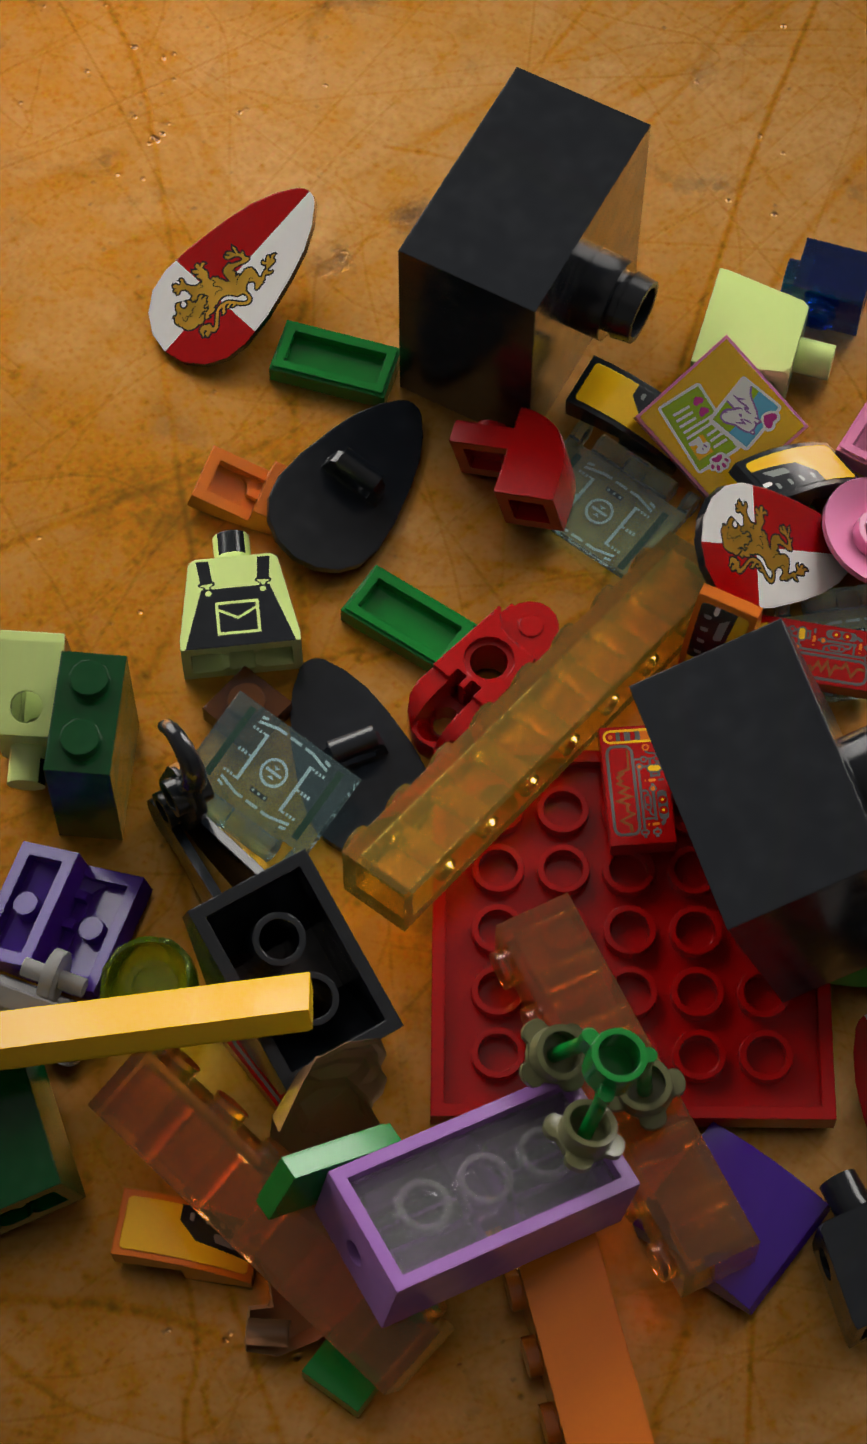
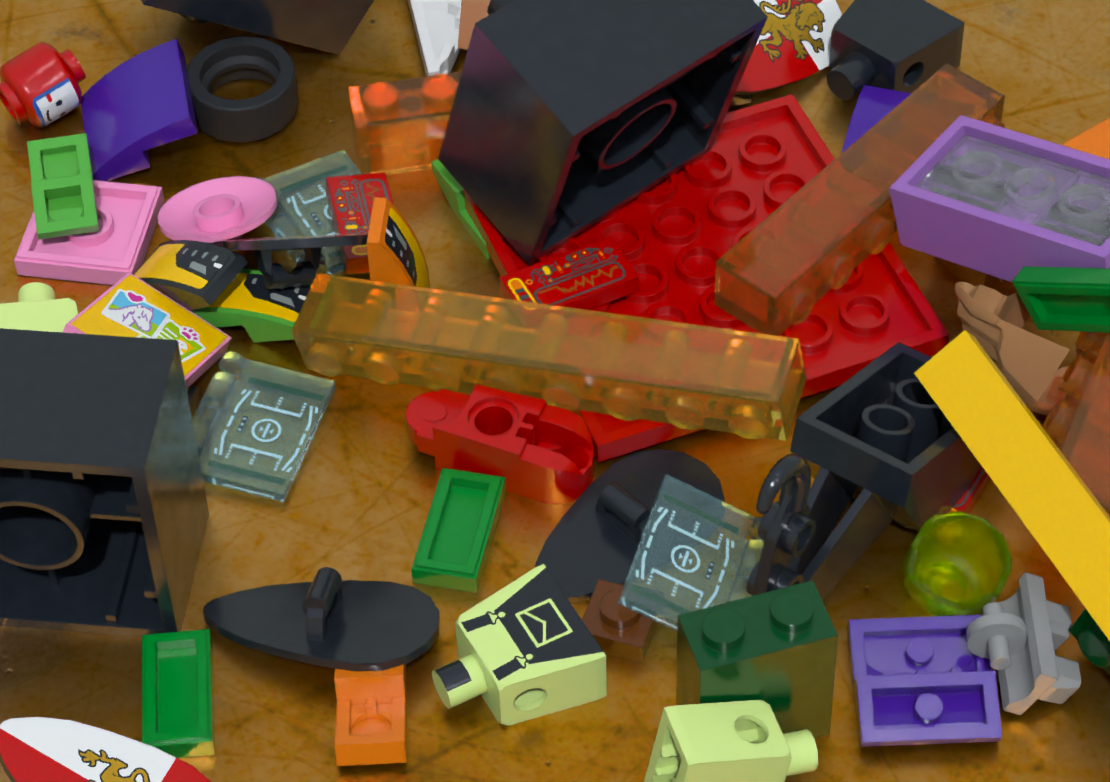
camera: 110 degrees left, 15 degrees down
(530, 463) = (256, 457): red brick -> none
(616, 1068) = (877, 139): olive plant -> none

